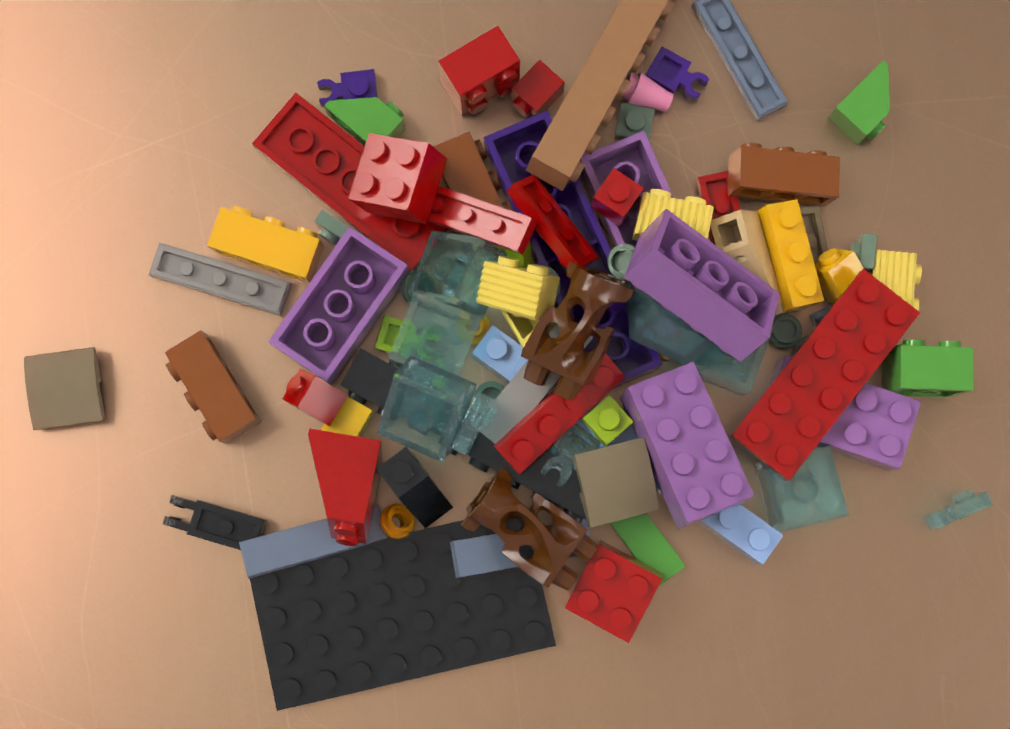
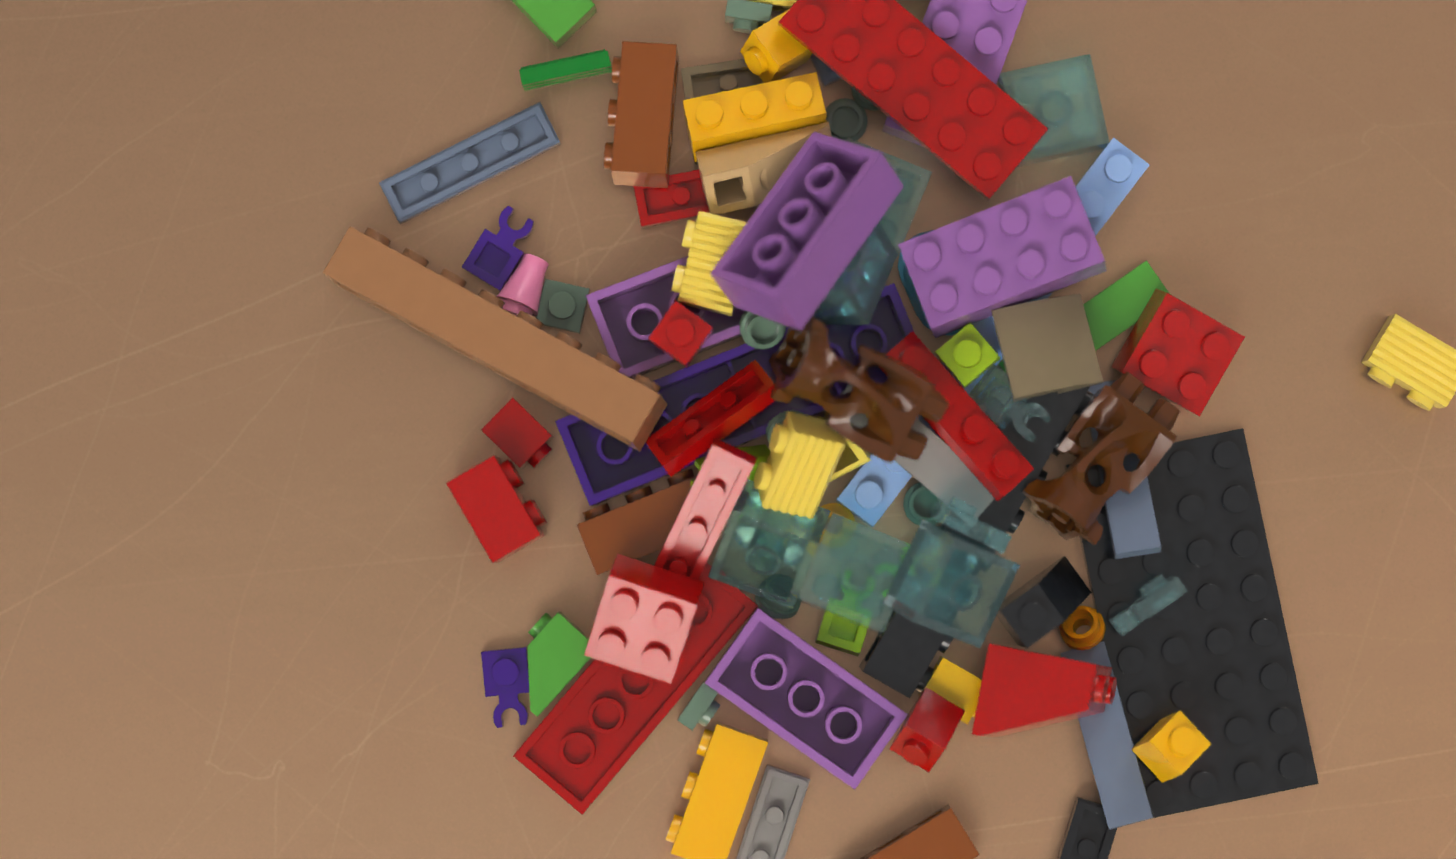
camera: 90 degrees left, 5 degrees up
(302, 589) = (1171, 746): none -> yellow brick
(421, 576) = (1156, 596): none -> clear light blue plate
(813, 117) = (565, 70): none -> green tile

